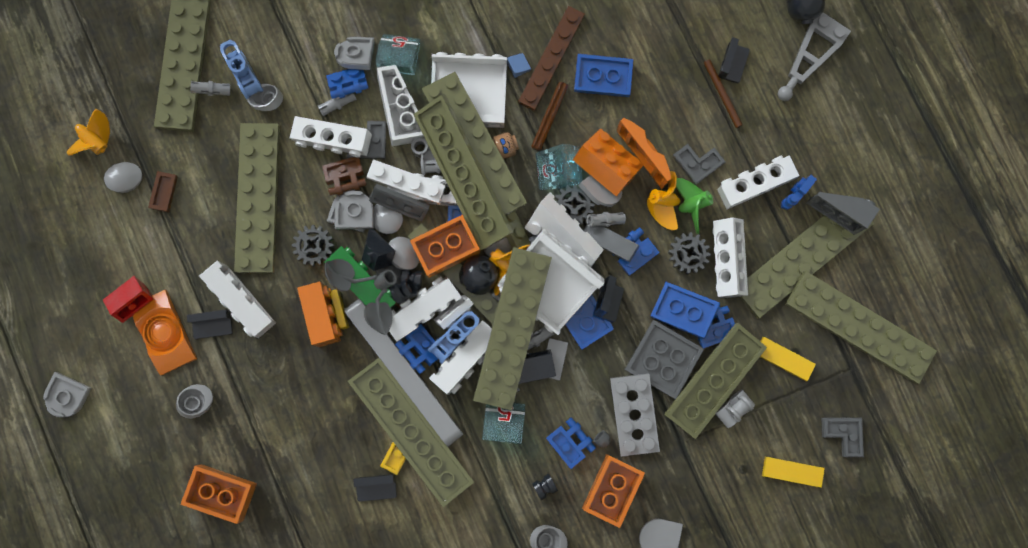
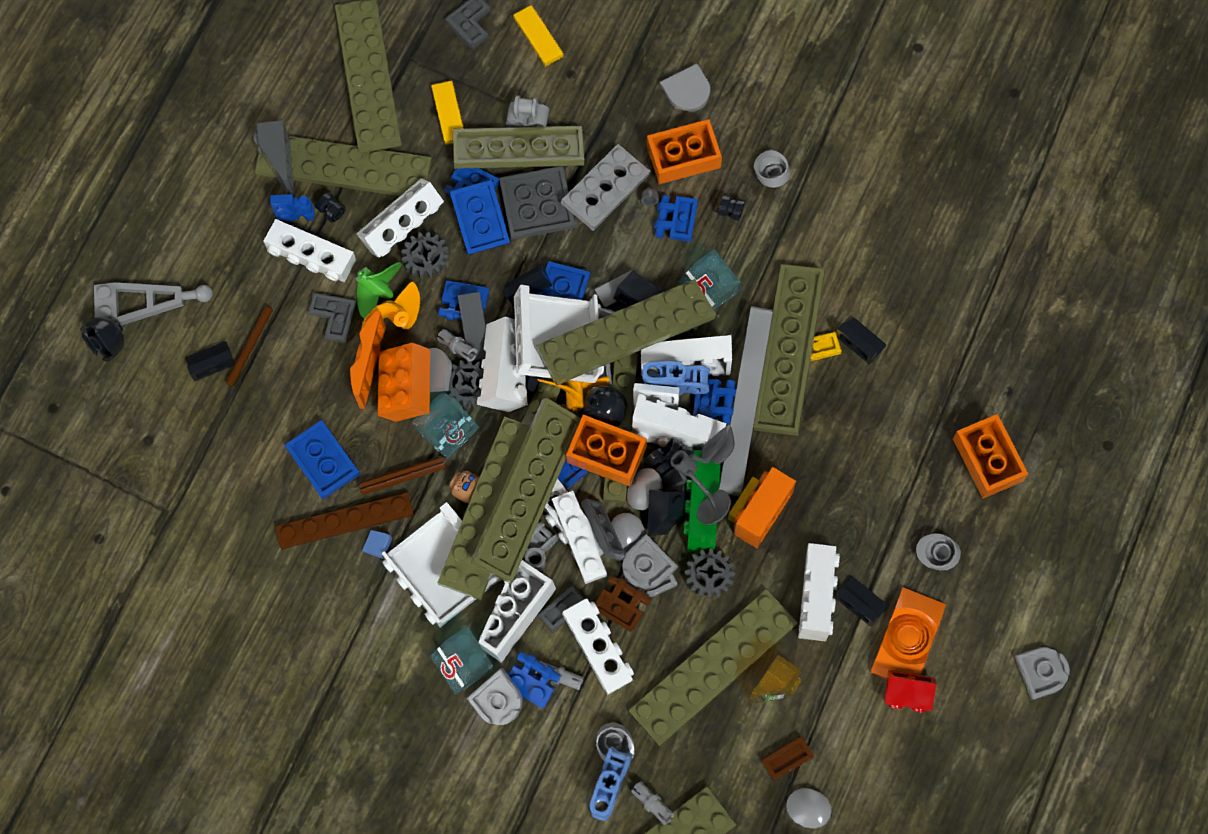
camera: 125 degrees left, 10 degrees down
(206, 220) = (777, 682): none -> clear yellow slope
(777, 221) = (330, 207): none -> black wheel

